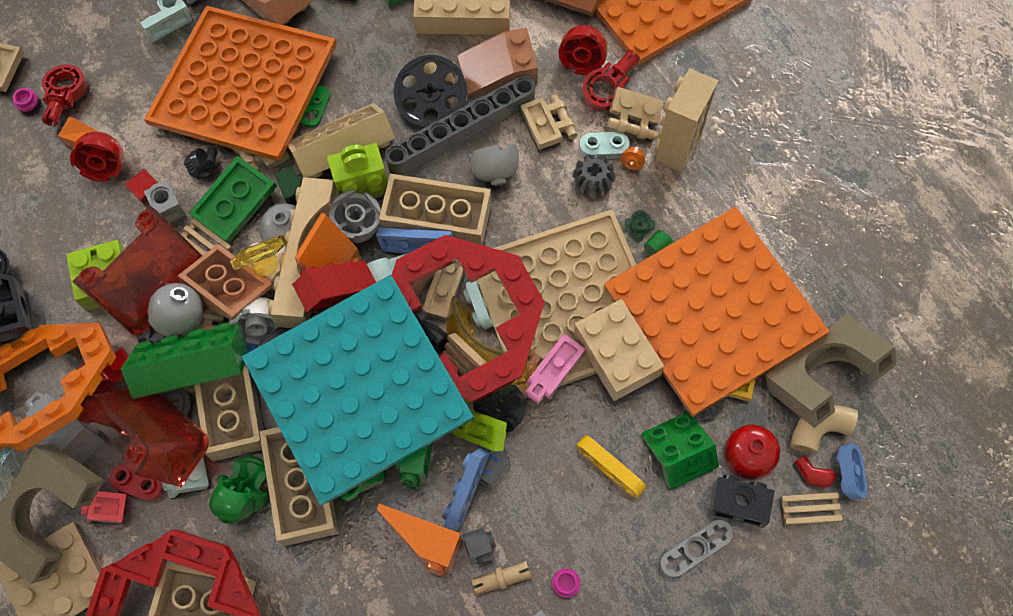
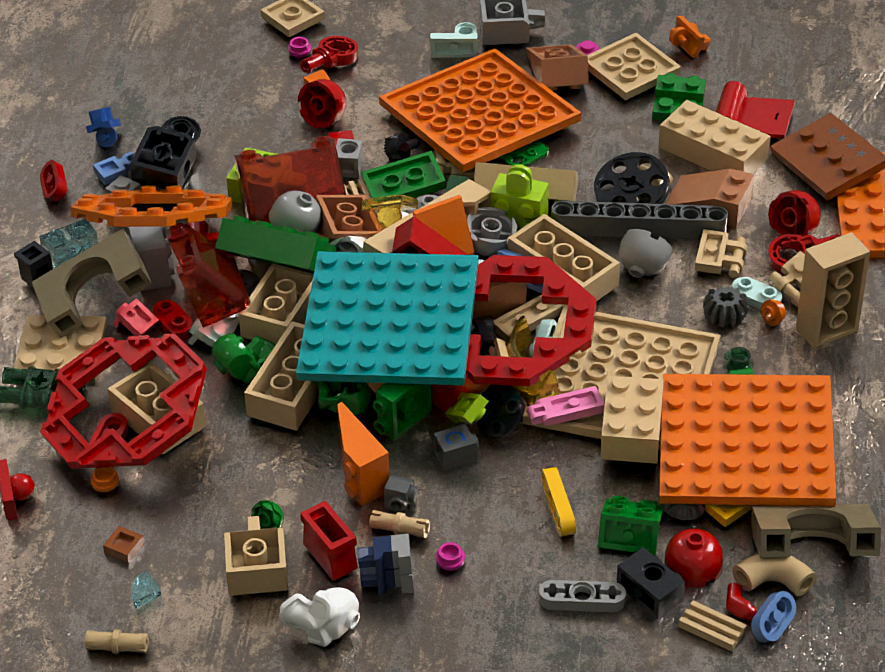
camera: 35 degrees right, 25 degrees down
(465, 489) = (421, 441): medium blue plate -> none

